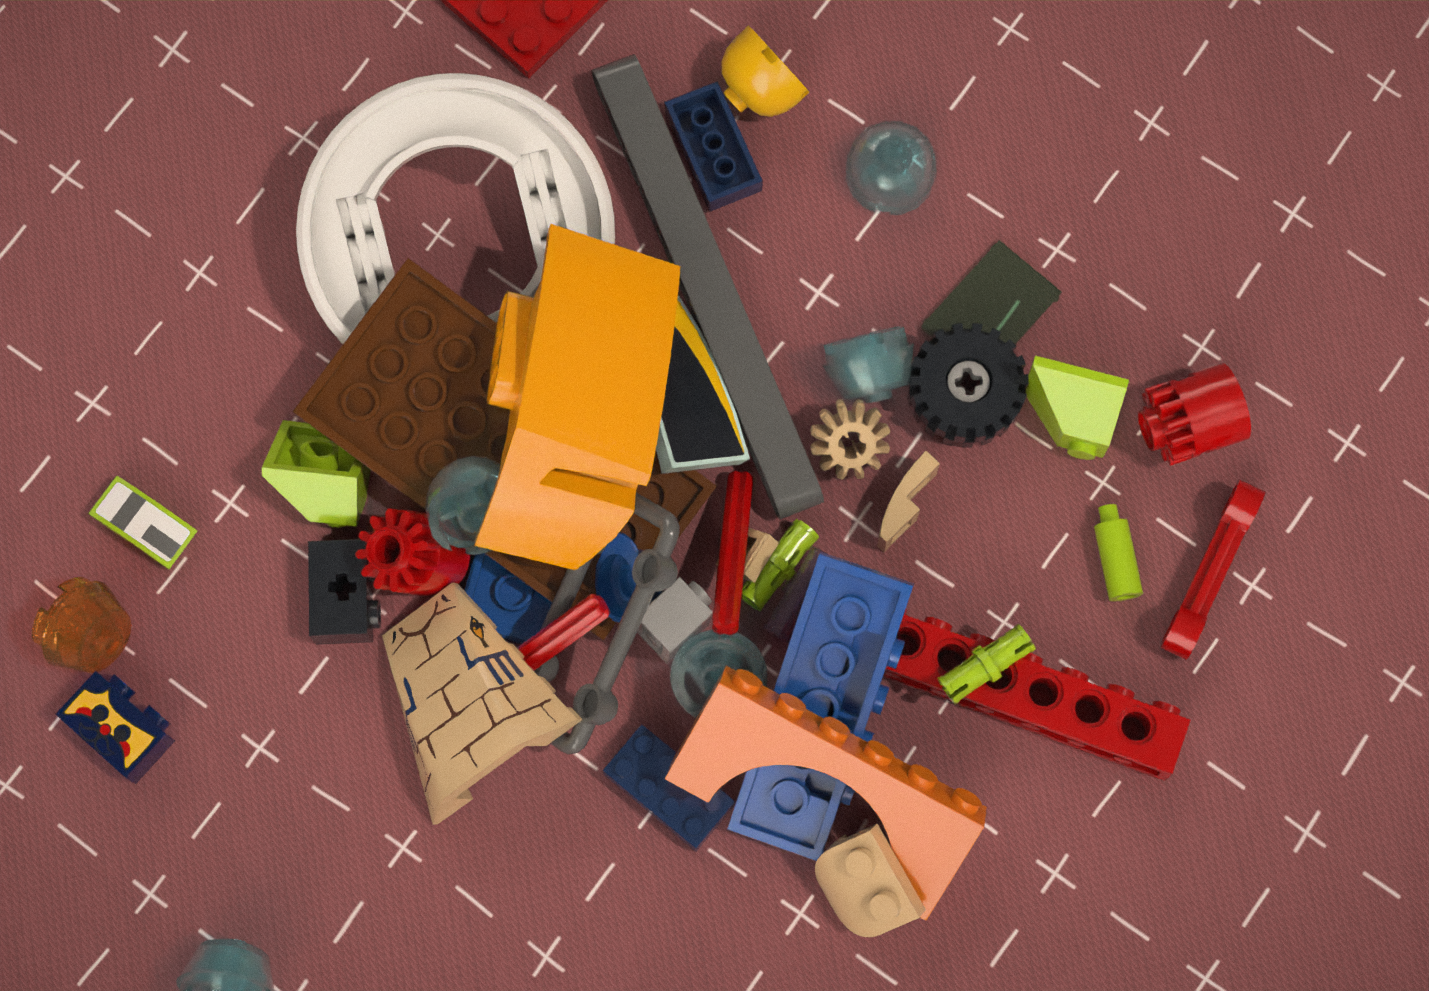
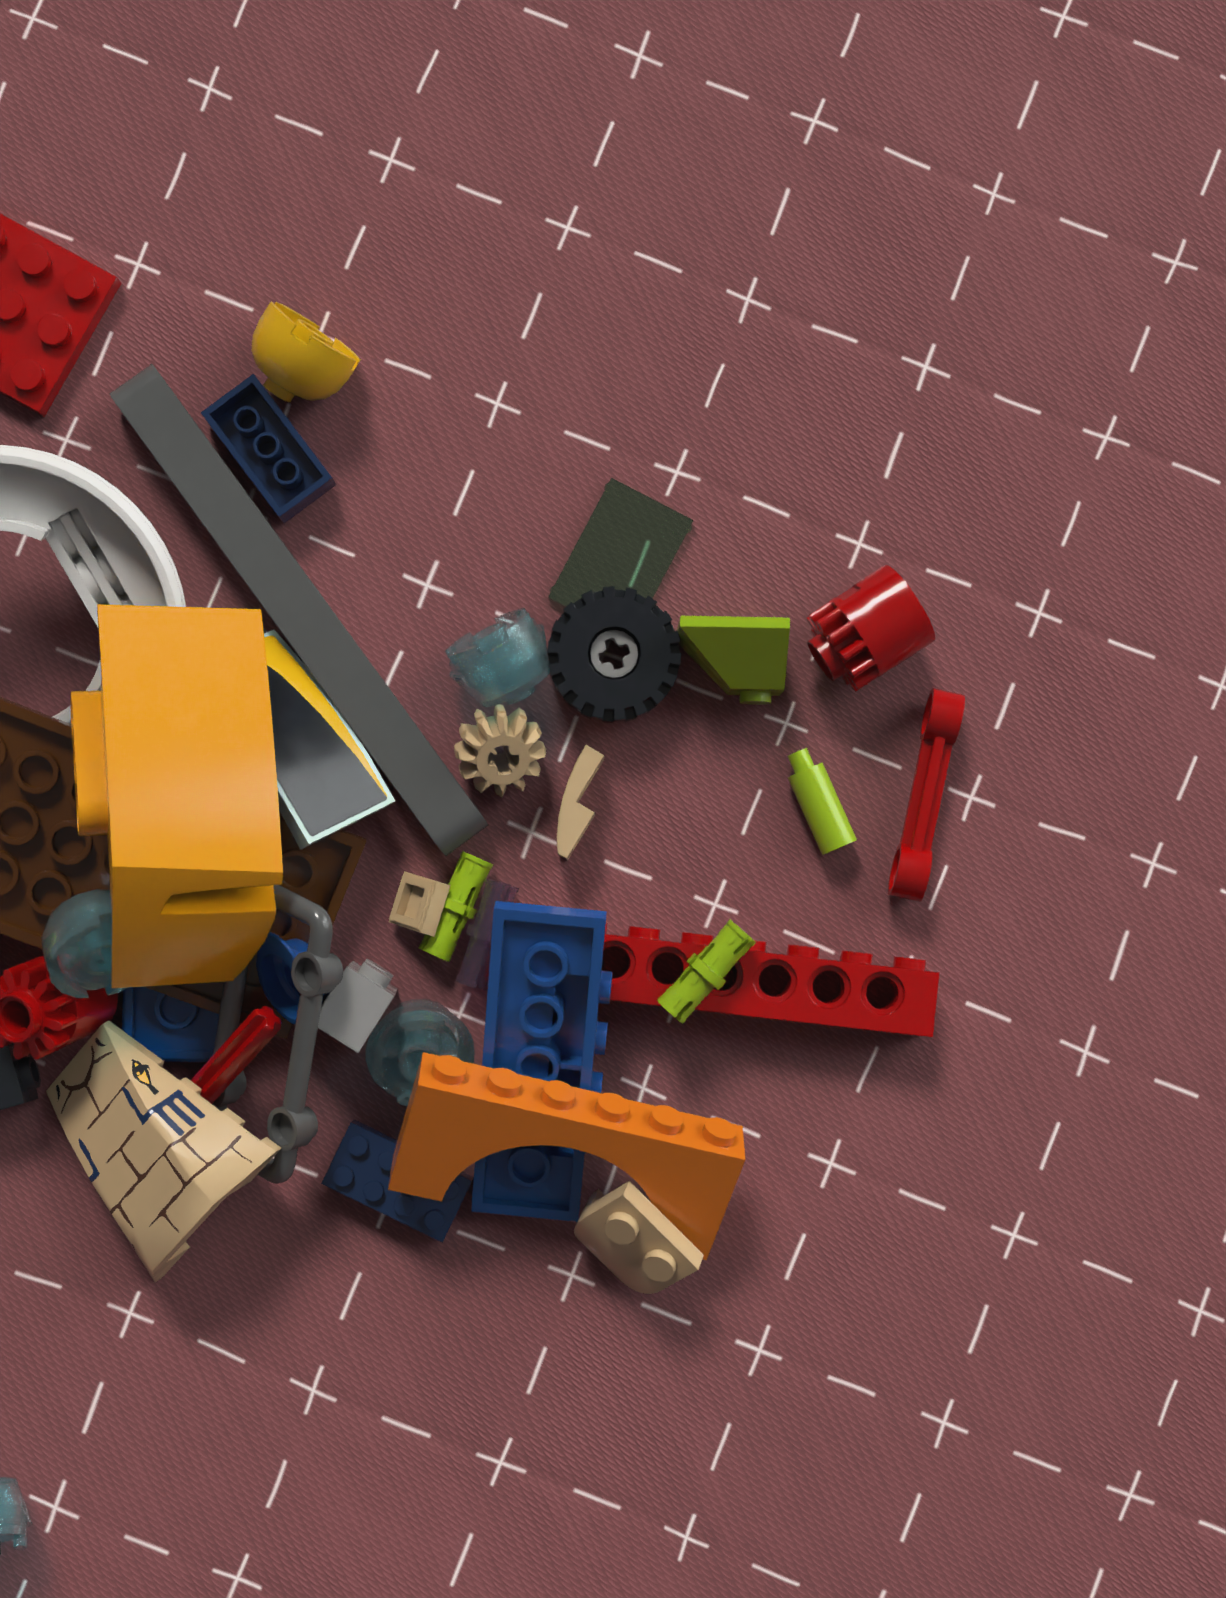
camera: 20 degrees left, 10 degrees up
(732, 553) = (402, 913): red axle -> none
(891, 167) = (472, 424): clear light blue cylinder -> none

